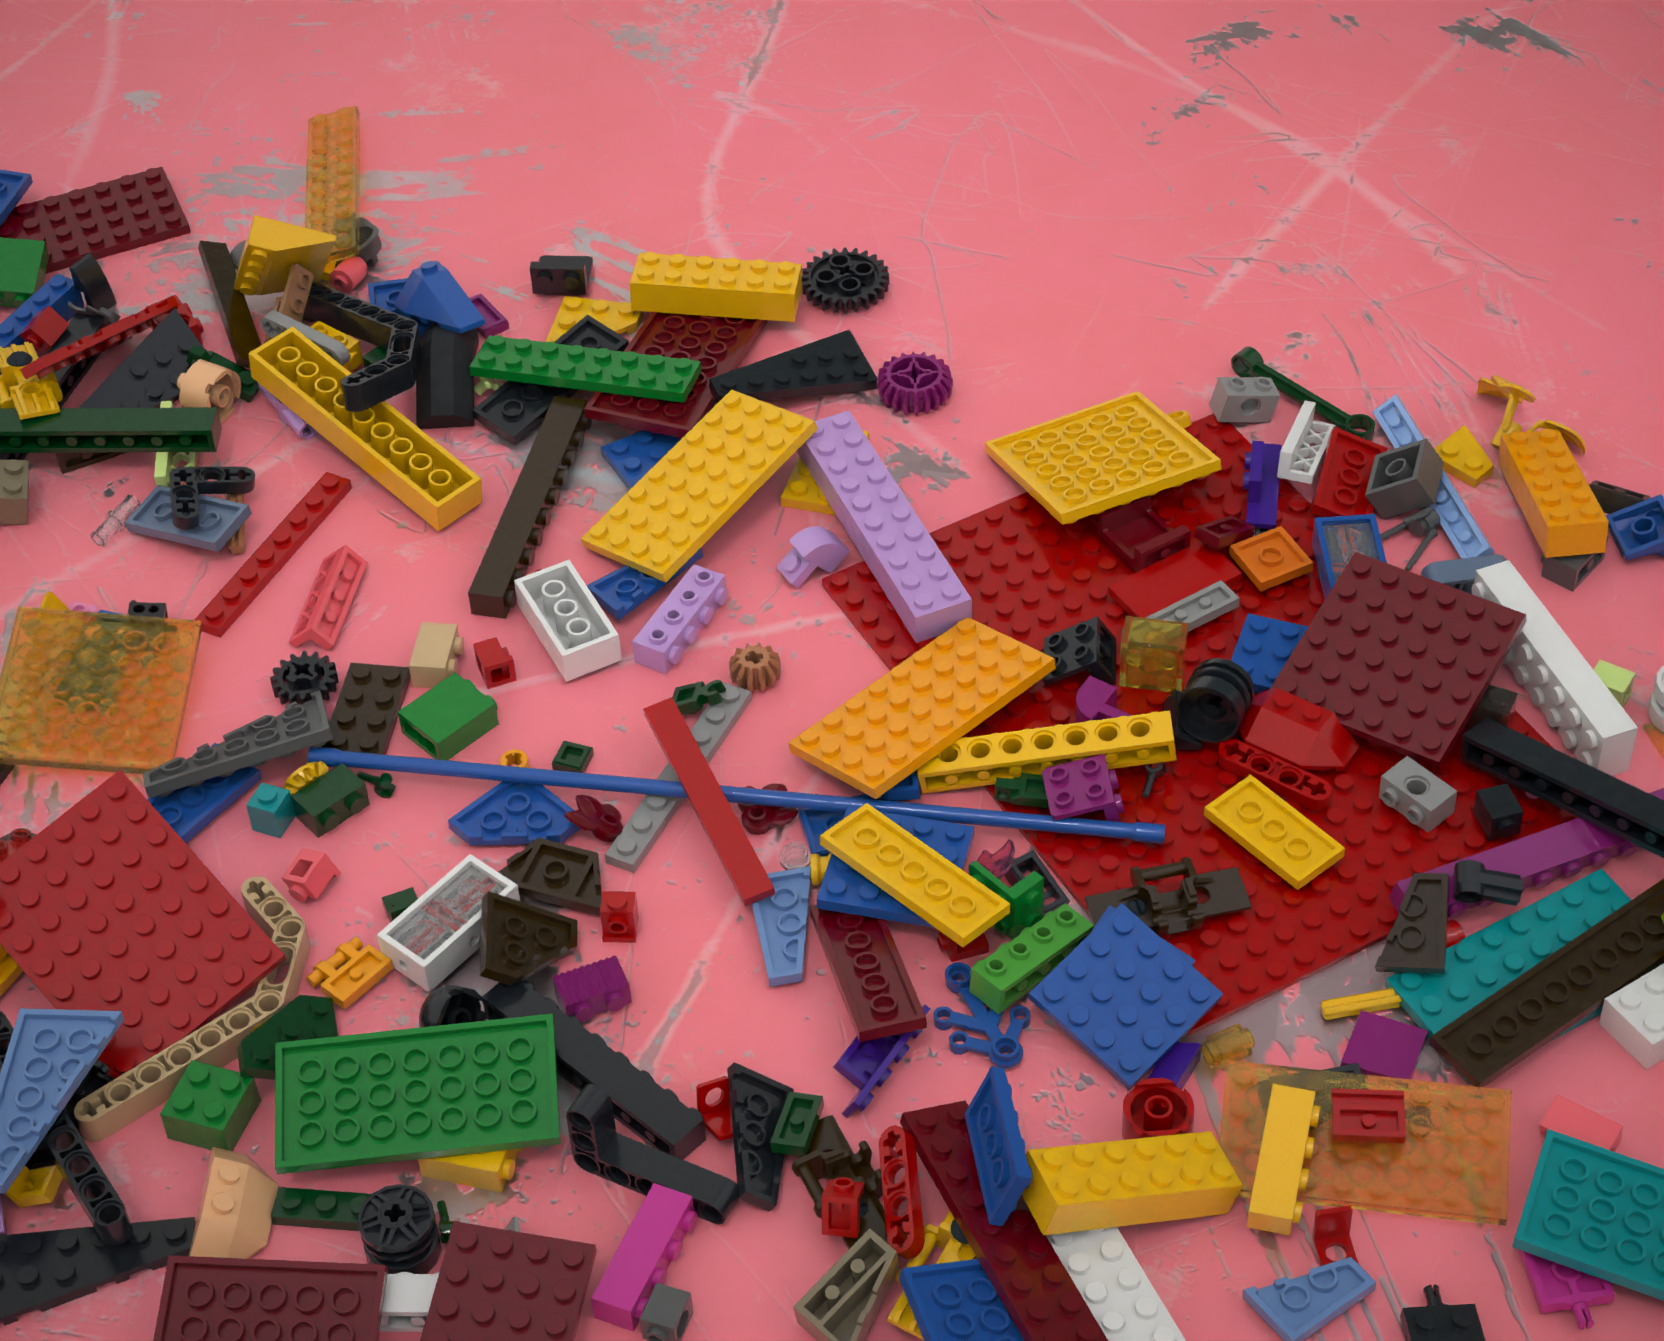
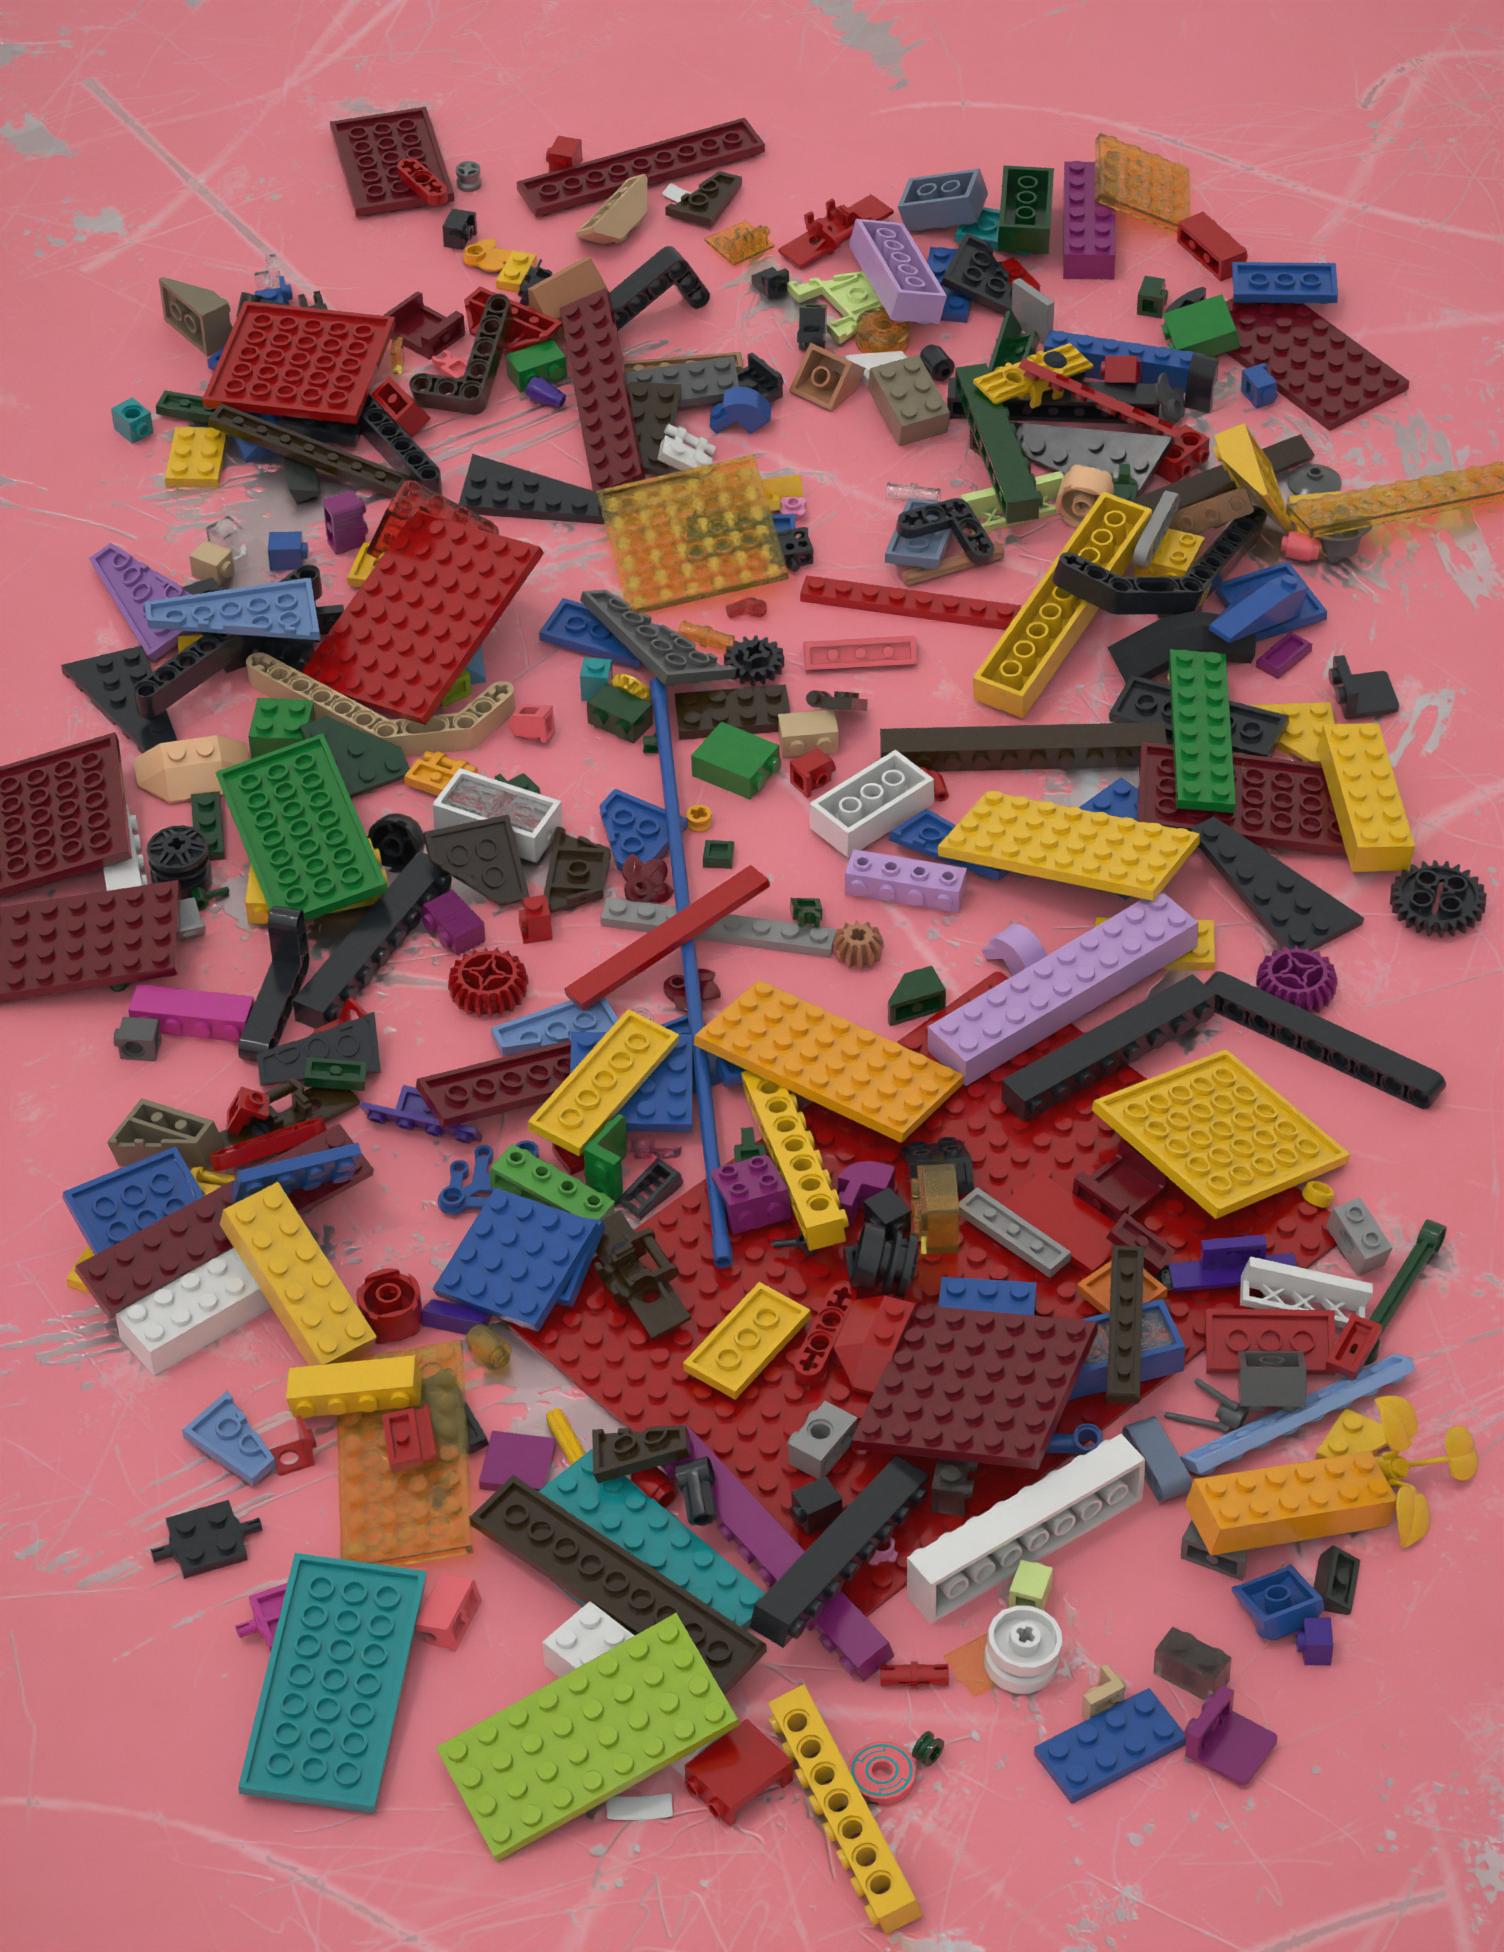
camera: 75 degrees right, 0 degrees up
(112, 256) = (1258, 386): none -> blue brick
(214, 673) = (748, 606): none -> clear red arm
(242, 713) = (705, 635): none -> clear yellow pin
(408, 619) = (841, 700): none -> dark brown plate
(692, 963) = (488, 982): none -> red gear
(839, 637) = (916, 996): none -> dark green slope
(969, 513) = (1108, 1048): none -> black brick
(989, 384) = (1325, 1041): none -> black beam
(1140, 696) = (888, 1211): none -> black brick
(1343, 543) = (1125, 1324): none -> dark brown tile
(1375, 424) = (1358, 1335): none -> red piece

